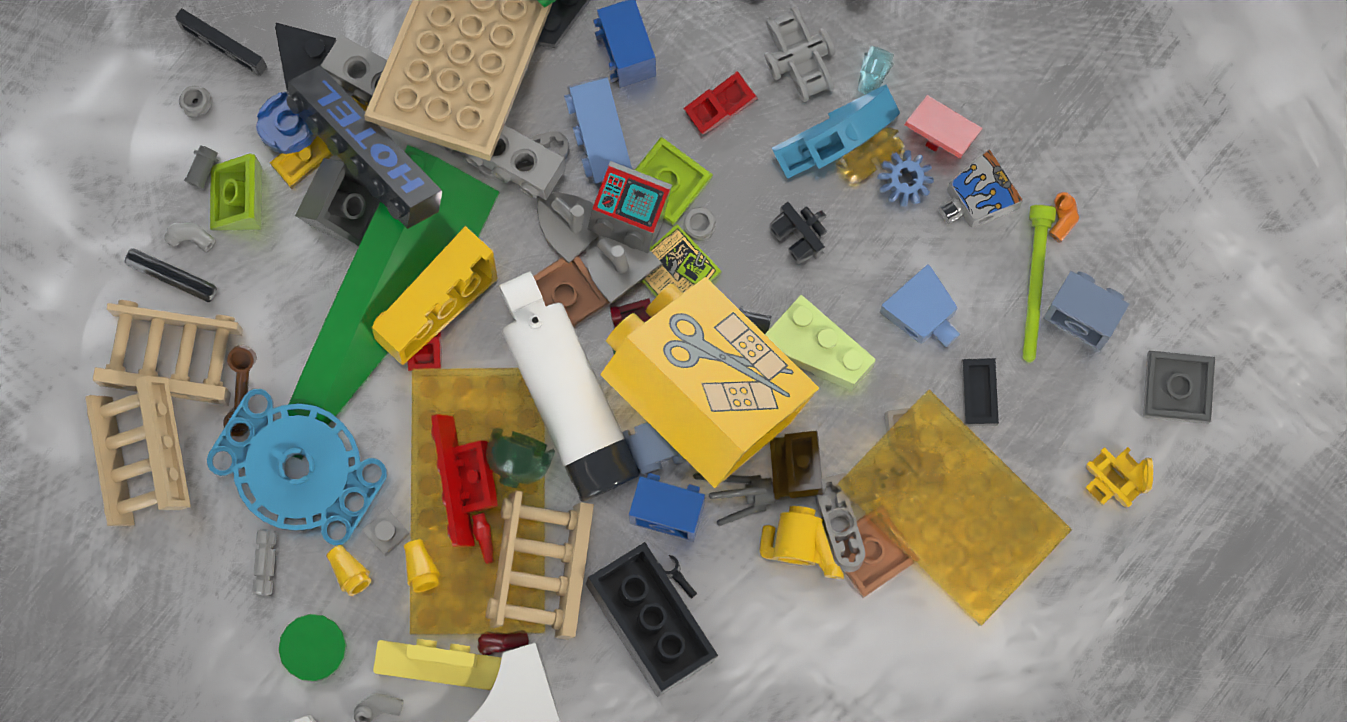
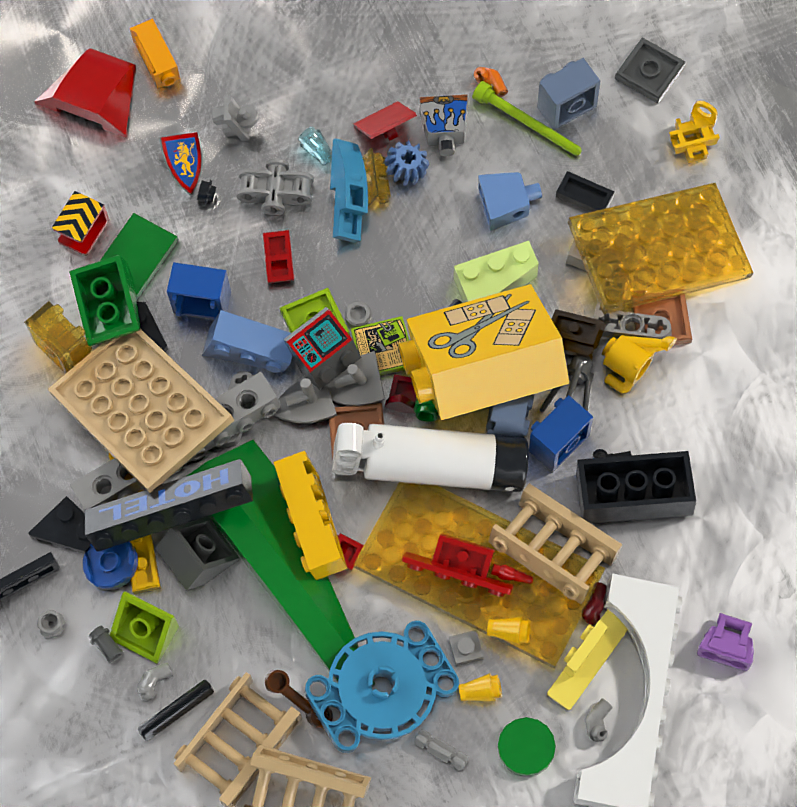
camera: 60 degrees left, 10 degrees down
(517, 458) = (467, 516): clear green cylinder -> none
(808, 242) = (403, 246): black hips -> none

